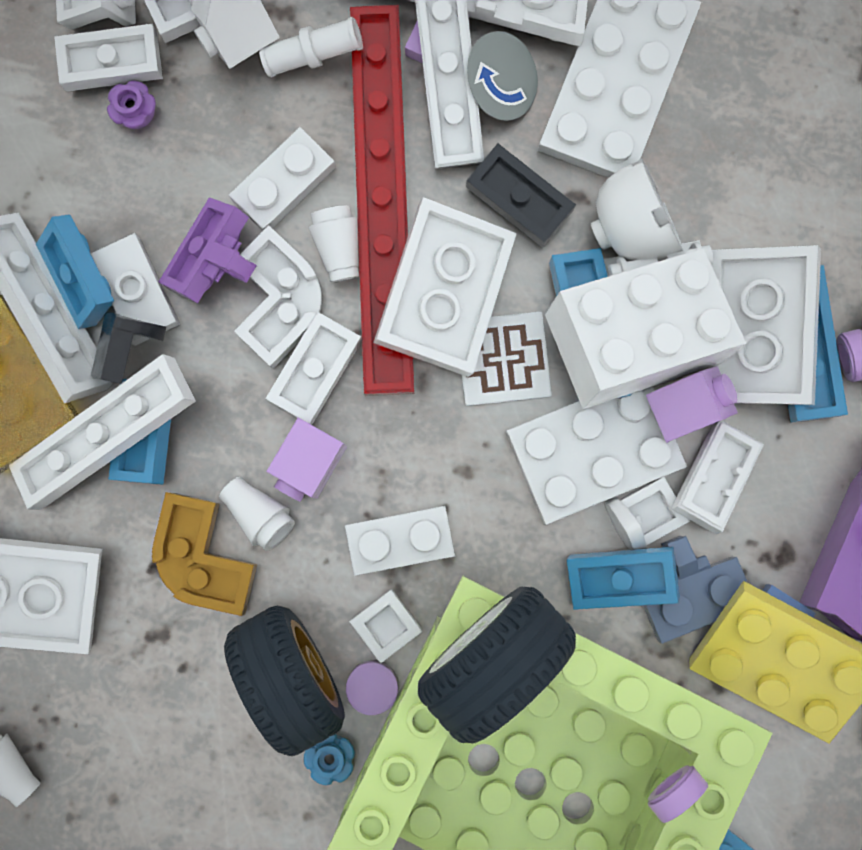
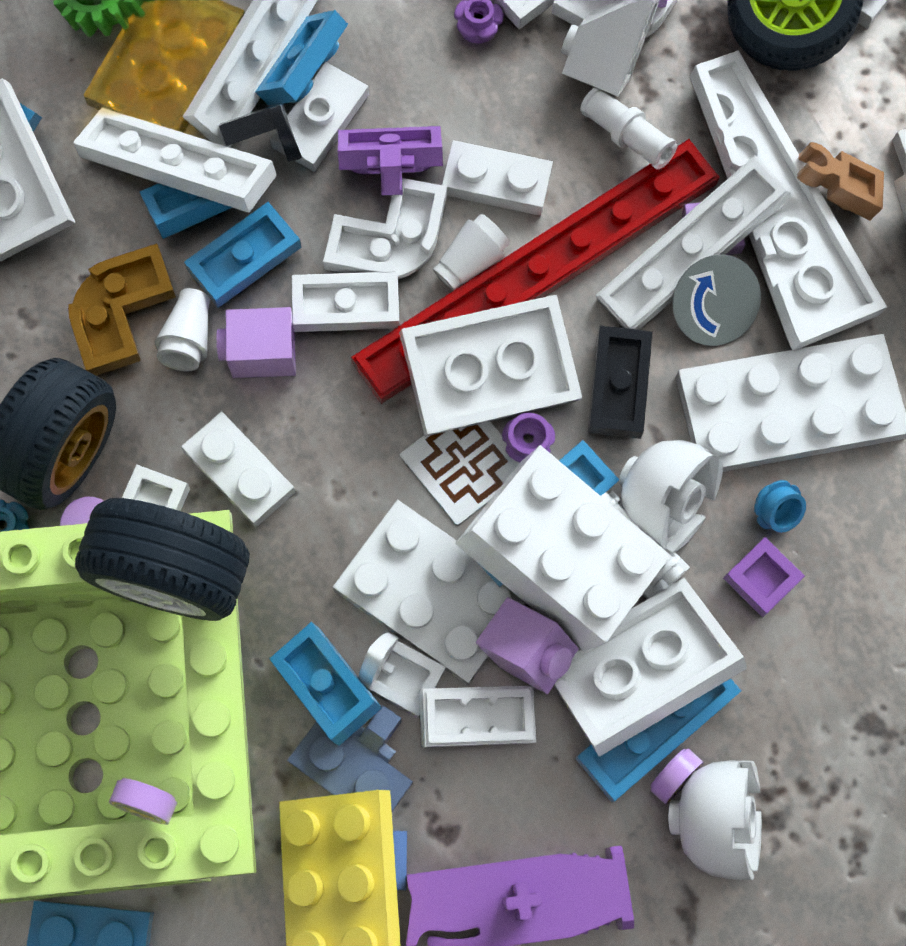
camera: 50 degrees right, 10 degrees down
(219, 427) = (243, 254): none -> dark azure plate
(529, 287) = (526, 424): none -> medium lavender plate
(697, 140) = (780, 506): none -> dark azure plate
(744, 189) = (763, 577): none -> medium lavender plate

